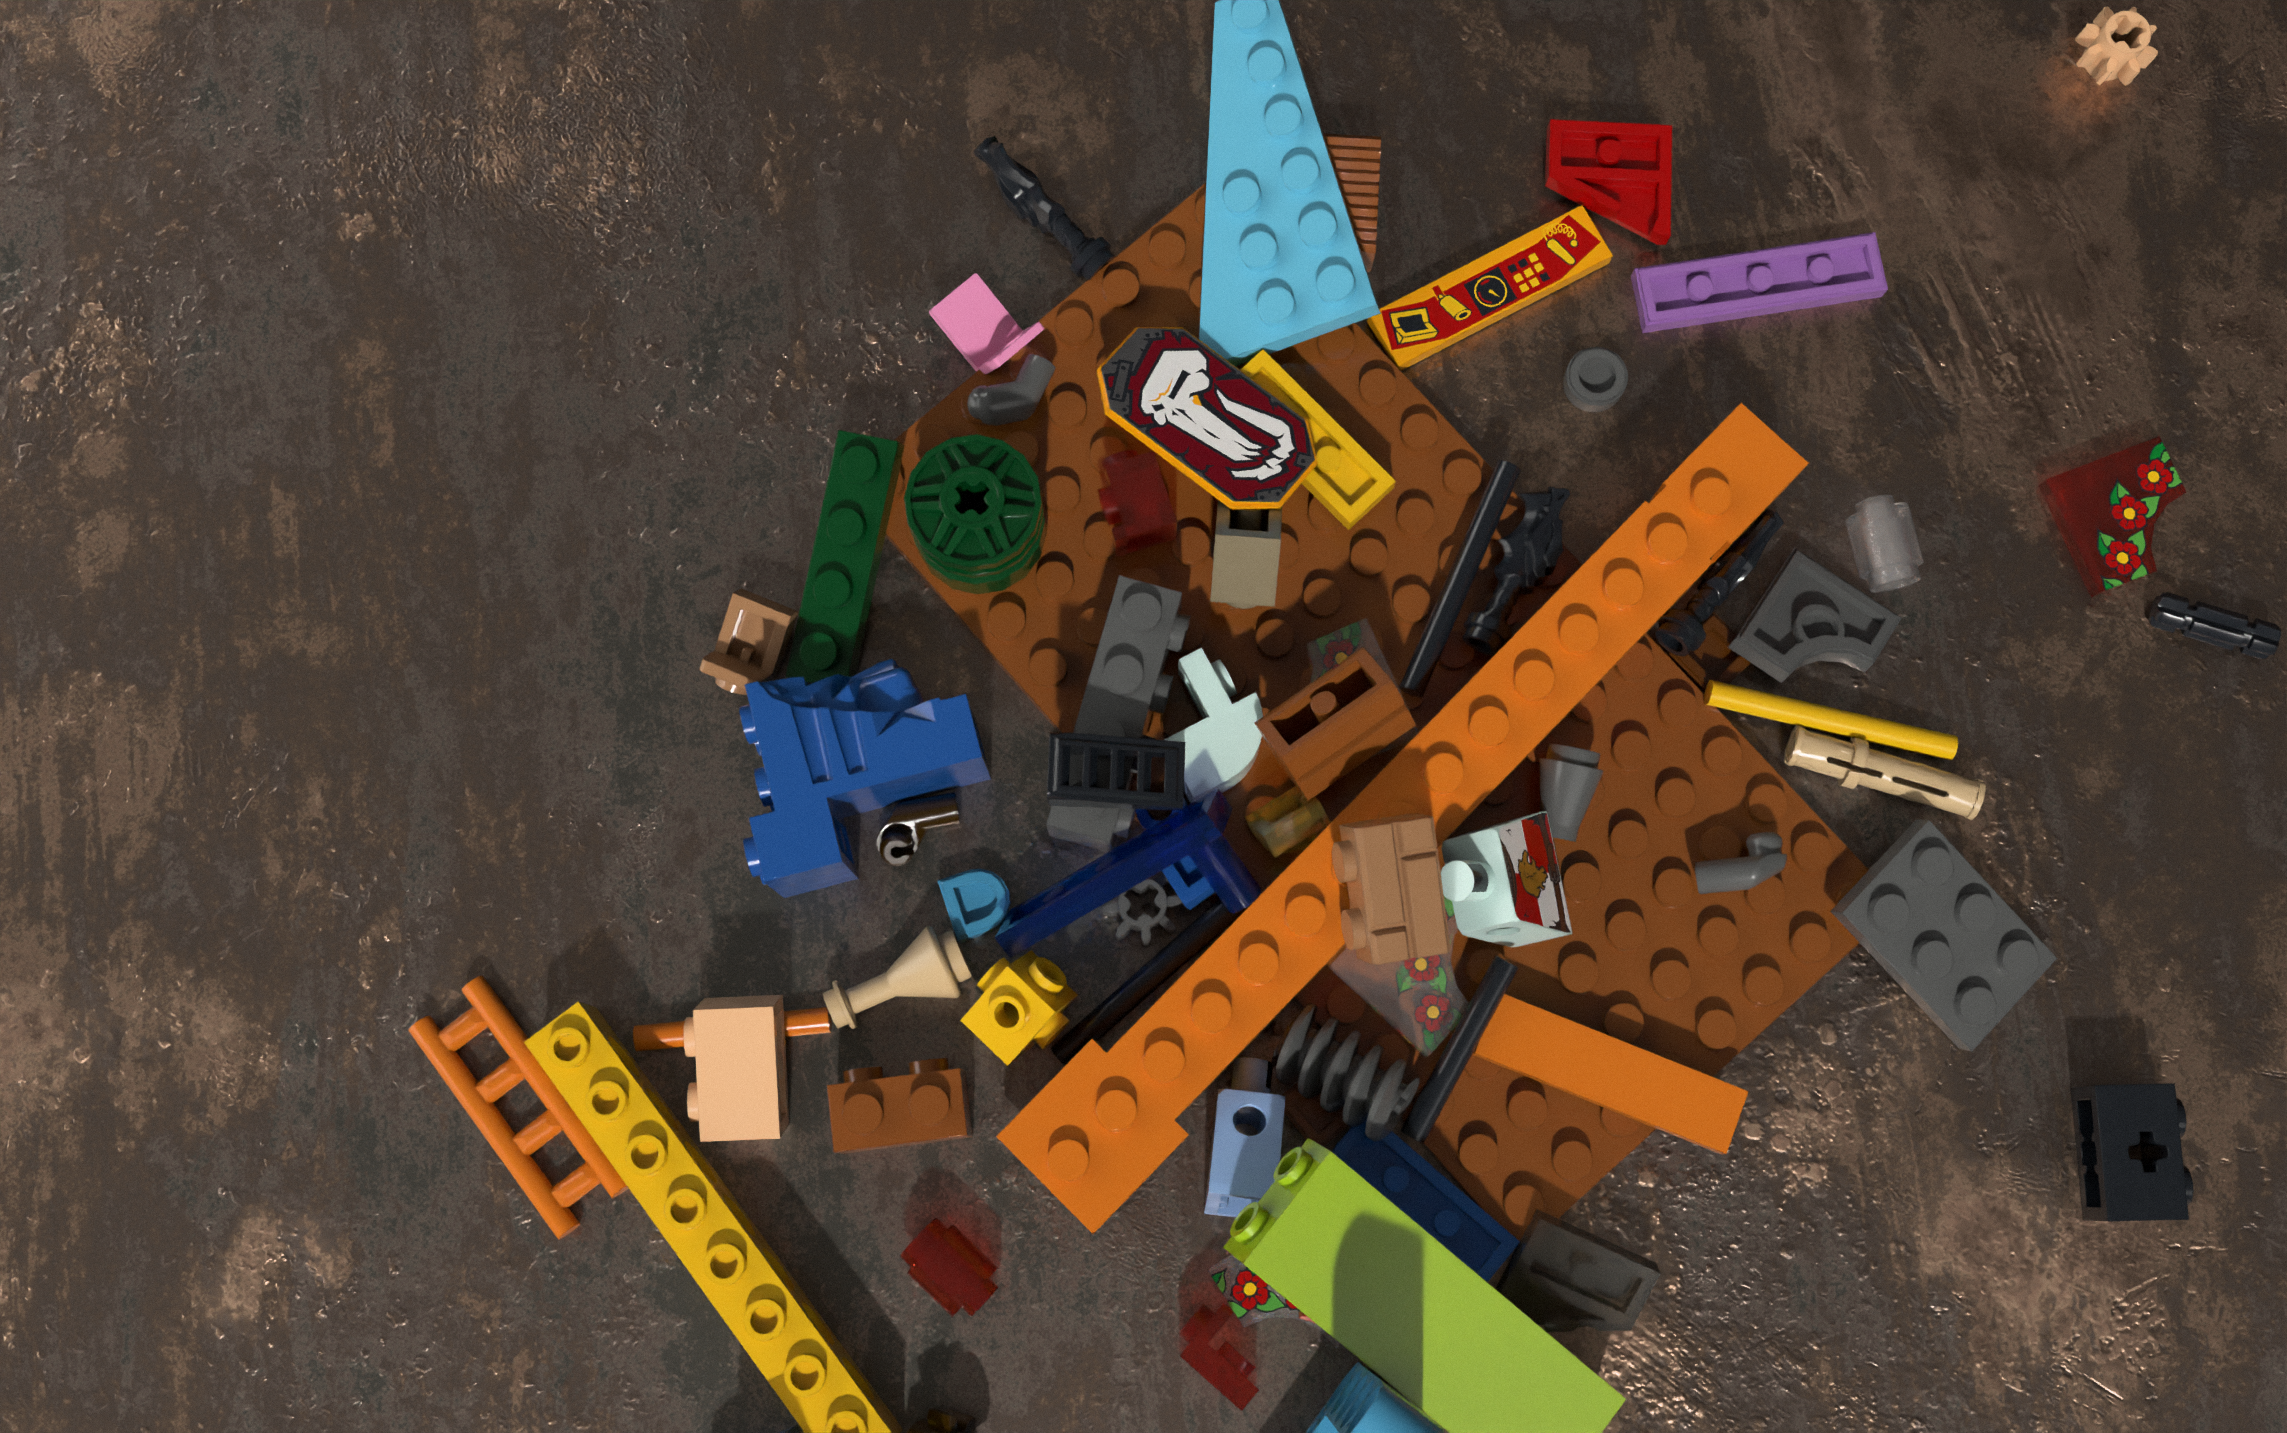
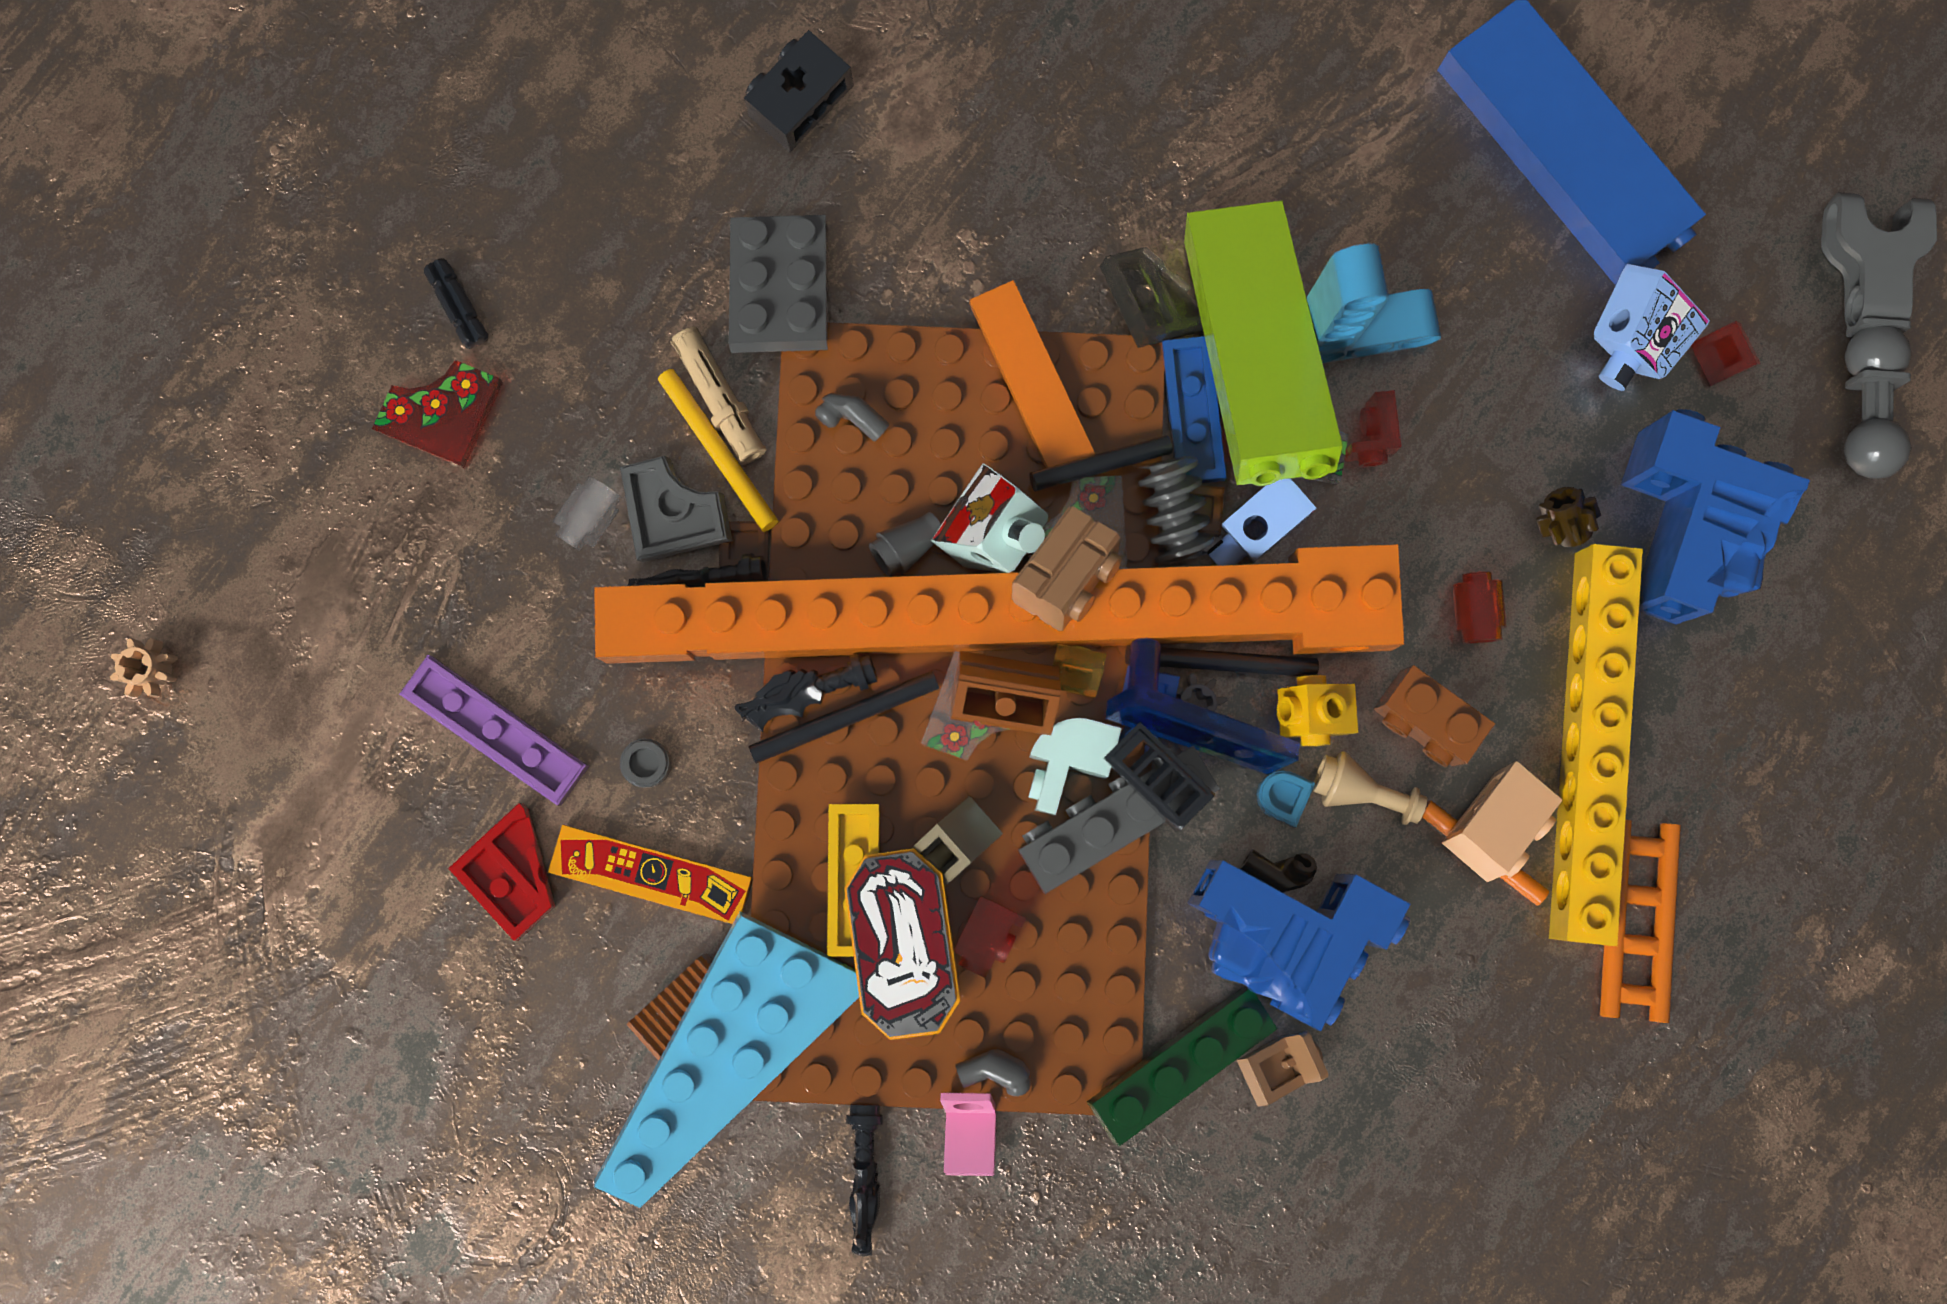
camera: 140 degrees left, 5 degrees up
(968, 548) = (1069, 990): dark green wheel -> none

